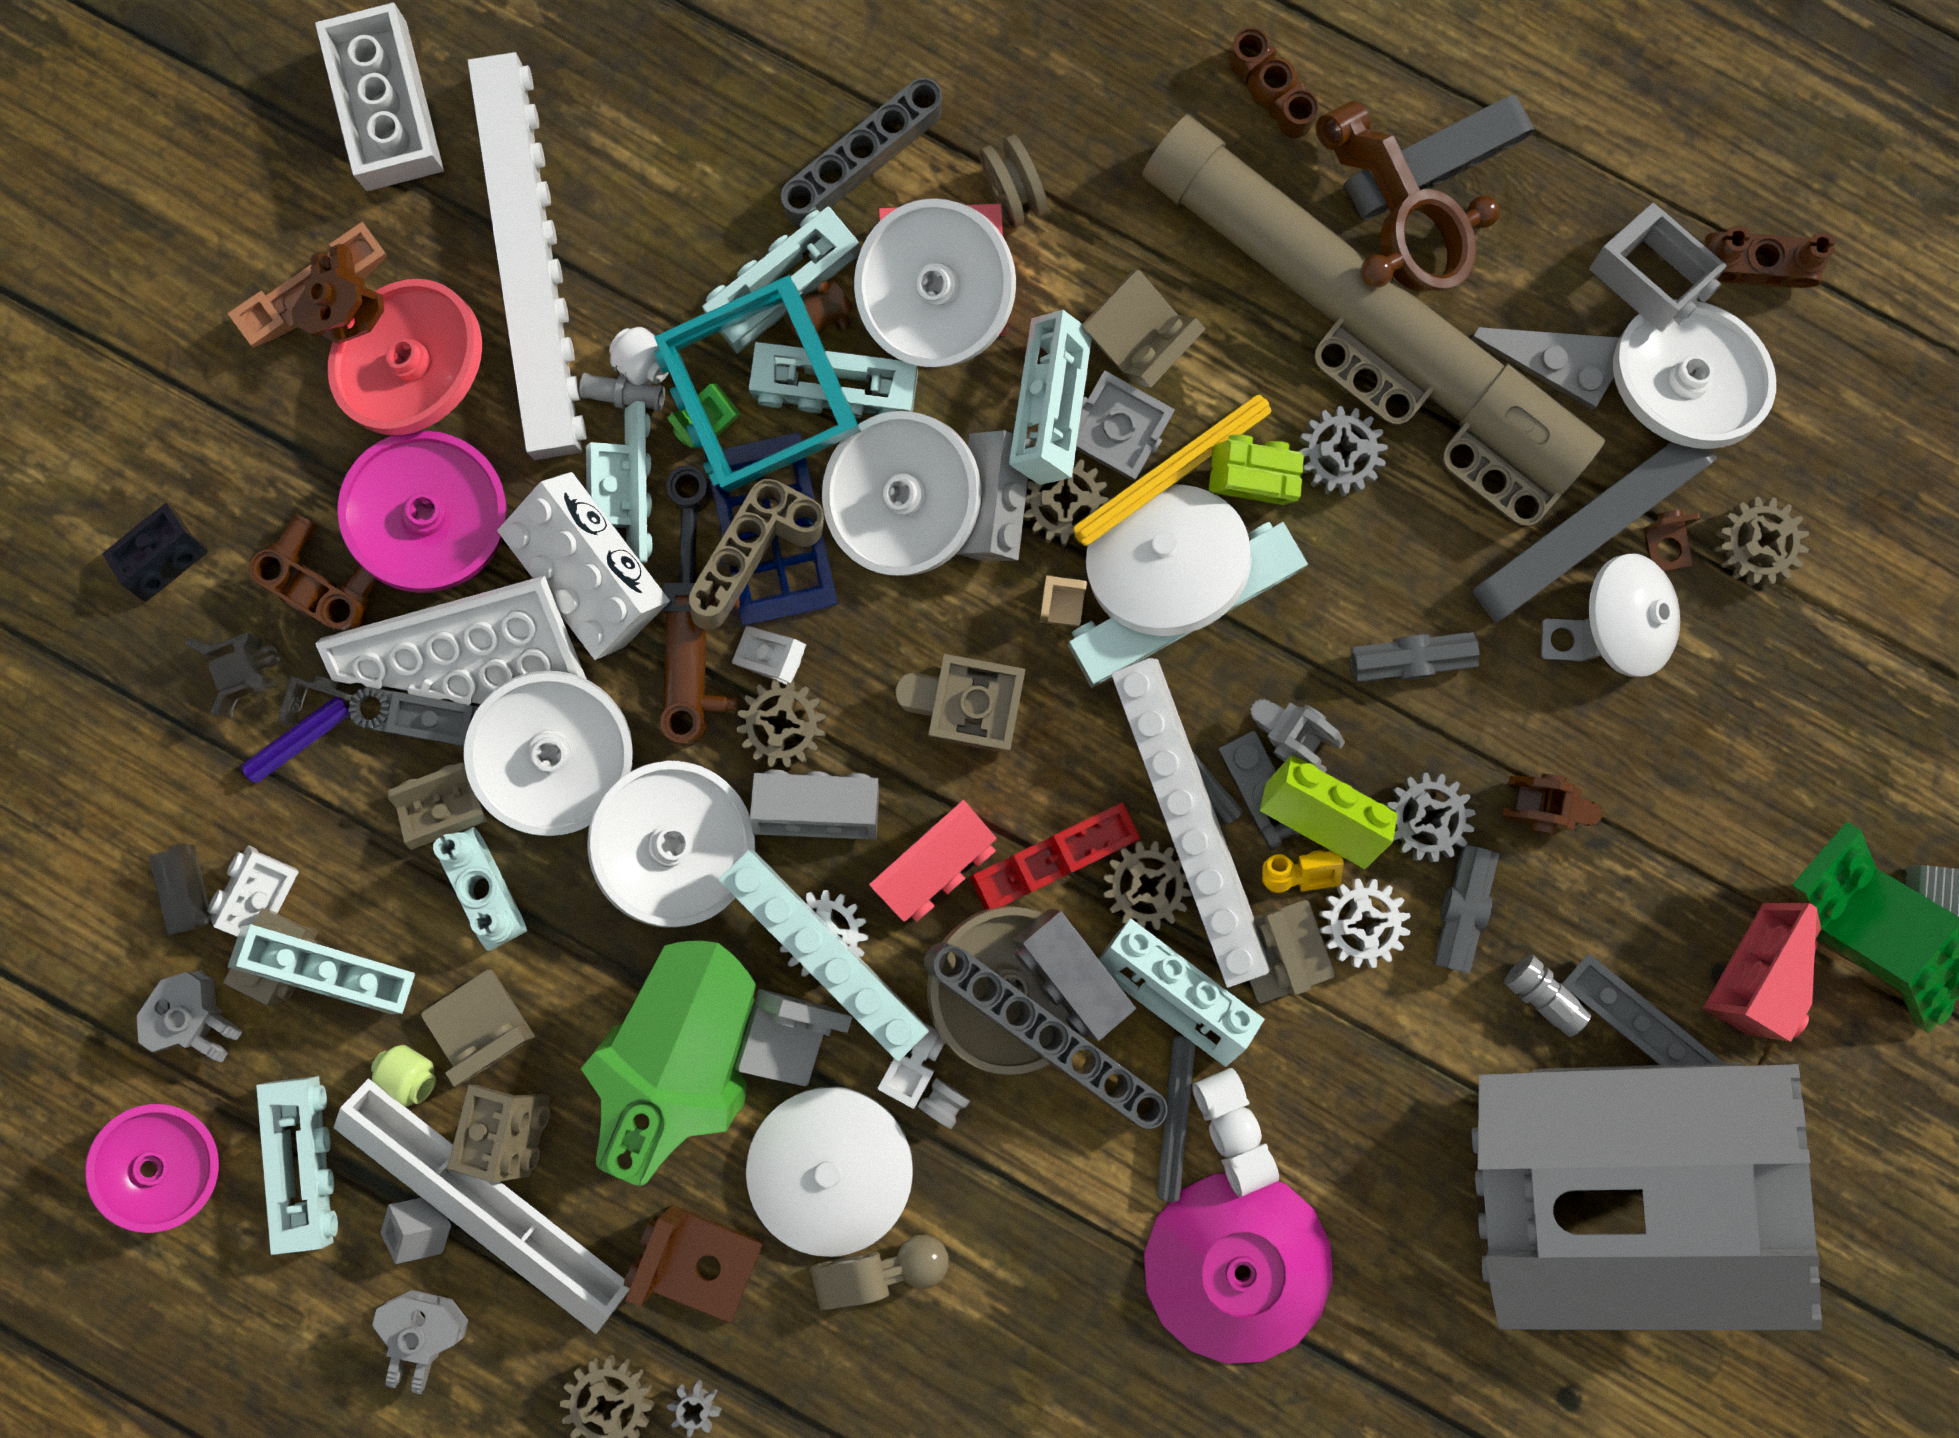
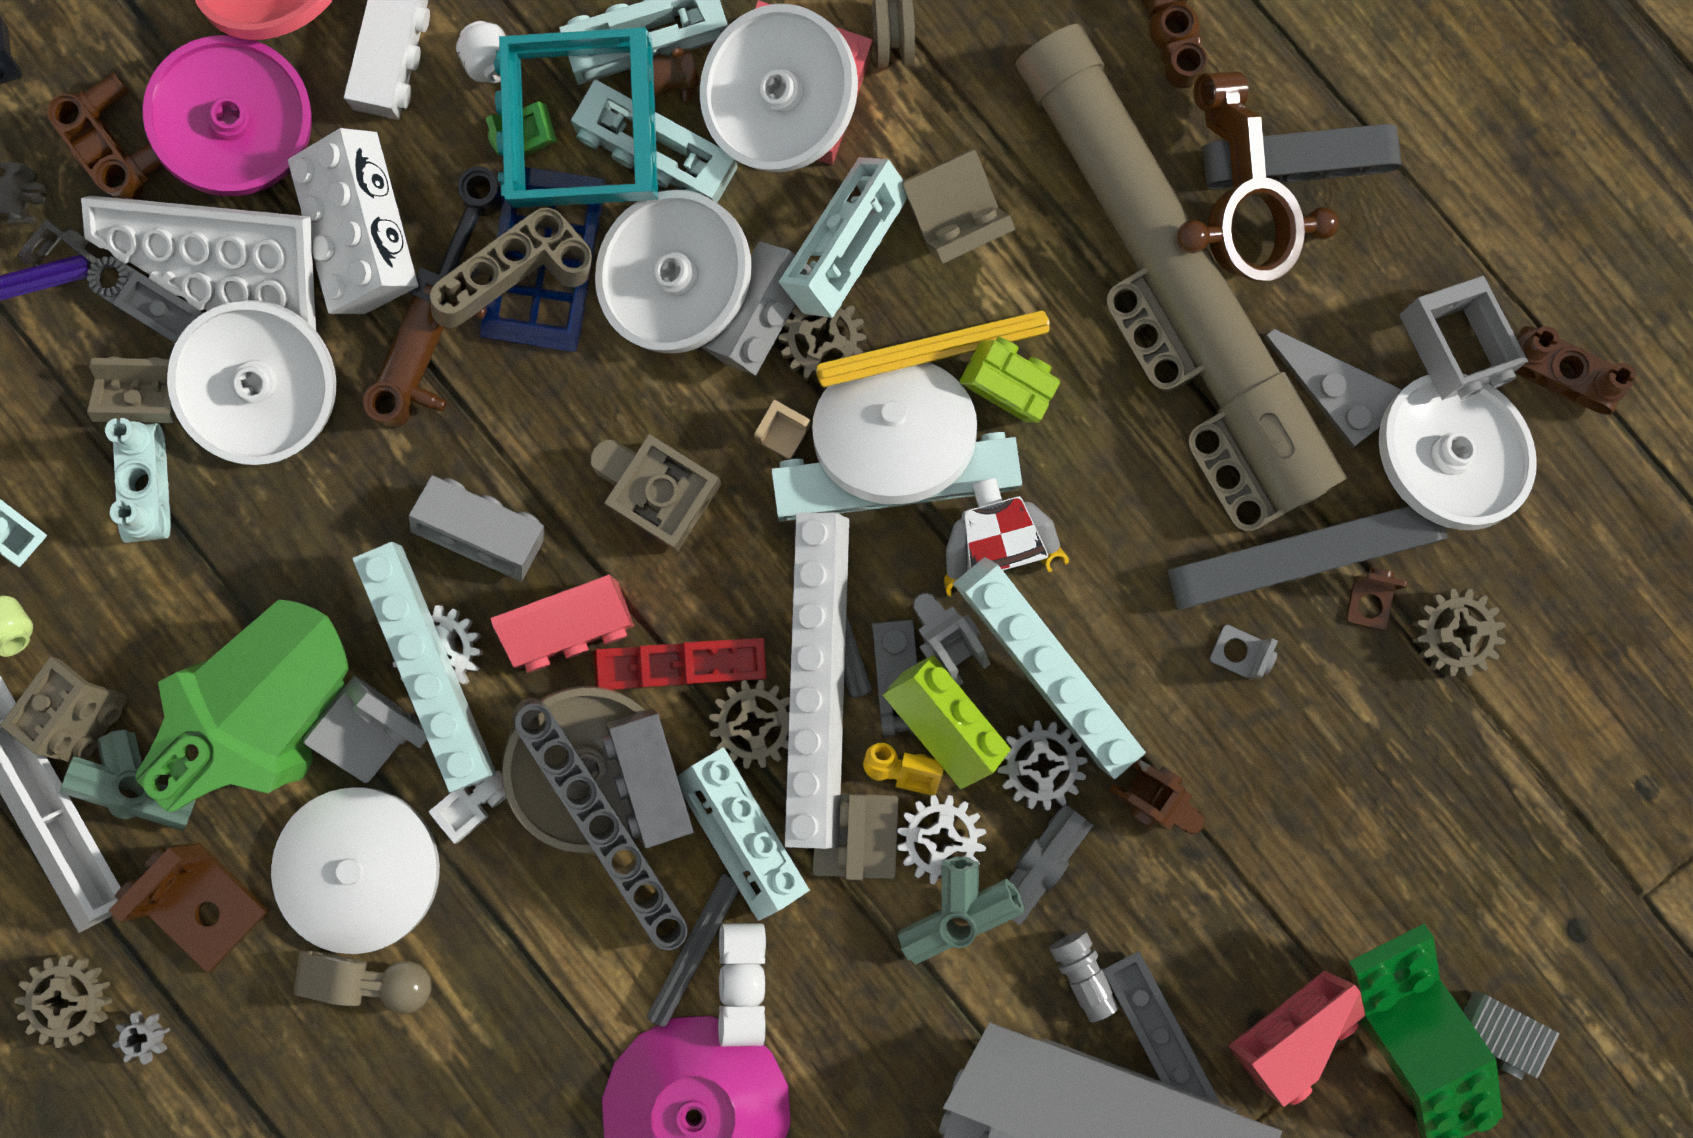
camera: 20 degrees right, 0 degrees up
(476, 1026) = (86, 608): dark tan bracket -> none
(571, 1167) = (118, 772): none -> sand green piece
(618, 480) = (418, 160): light aqua bracket -> none
(621, 391) = (456, 78): light grey pin -> none
(666, 842) = (323, 504): white dish -> none
(769, 654) = (493, 373): white slope -> none
(785, 705) = (486, 427): dark tan gear -> none
(943, 1103) = (484, 849): light grey wheel -> none
(1121, 425) = (902, 289): light grey plate -> none
(1306, 622) = (1003, 532): none -> torso
(1359, 449) = (1083, 387): light grey gear -> none
(1403, 723) = (1049, 667): none -> light aqua brick
(1408, 971) = (963, 900): none -> sand green piece
(1414, 657) = (1090, 611): dark grey piece -> none
(1634, 615) = (1308, 653): white dish -> none

